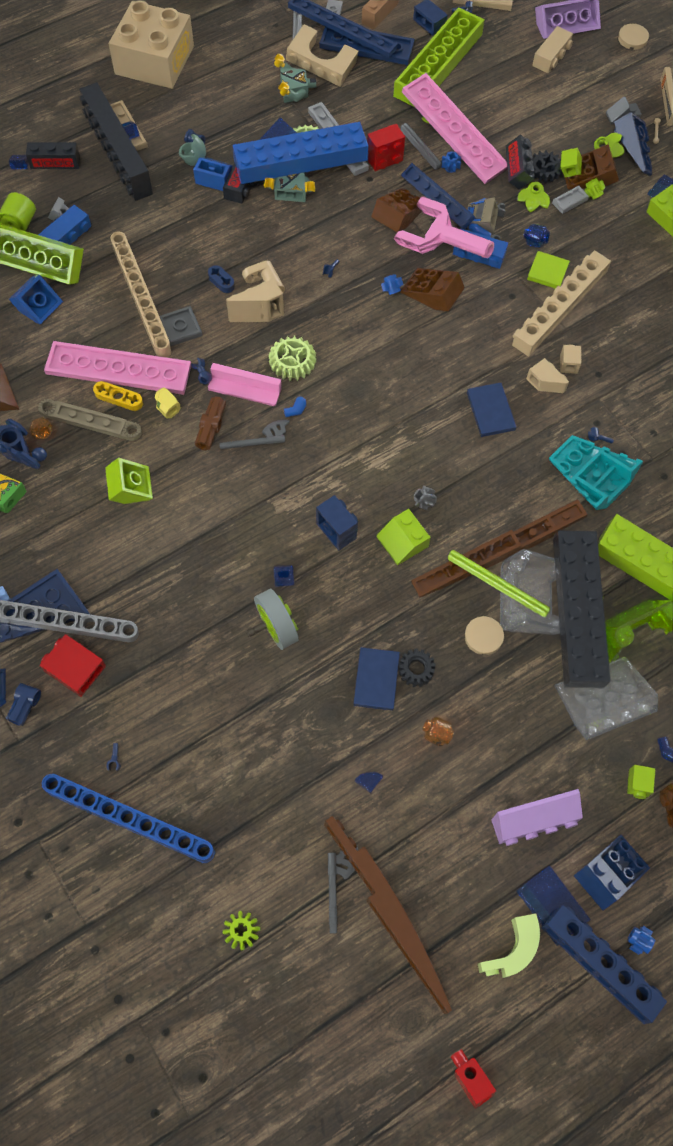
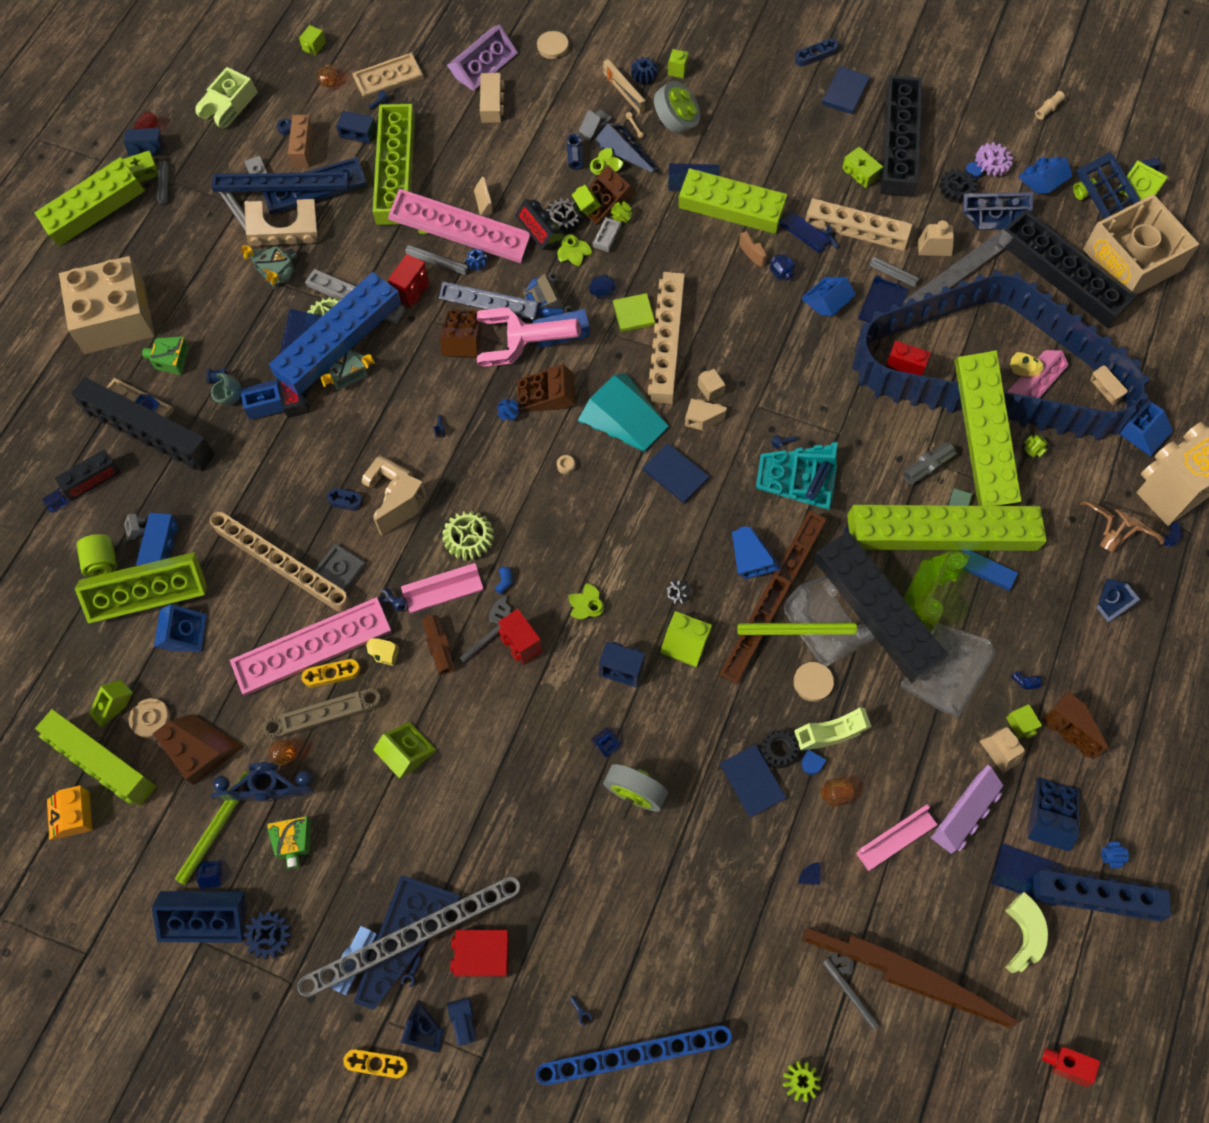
camera: 30 degrees left, 0 degrees up
(12, 649) = (412, 972): none -> dark blue hand
(171, 104) = (168, 354): none -> bright green torso
(272, 453) = (520, 637): none -> red brick
(345, 461) = (583, 602): none -> lime plate
(408, 352) = (565, 464): none -> tan tile
(435, 697) = (812, 763): none -> blue tile
(461, 799) = (896, 838): none -> bright pink panel
(469, 683) = (833, 732): none -> yellowish green arch
(483, 339) = (624, 413): none -> teal wedge
(491, 120) = (483, 198): none -> tan slope
(505, 505) = (752, 554): none -> blue slope
(590, 123) = (574, 151): none -> dark blue piece
(603, 481) = (818, 480): none -> dark blue axle
(606, 788) = (1003, 749): none -> tan torso

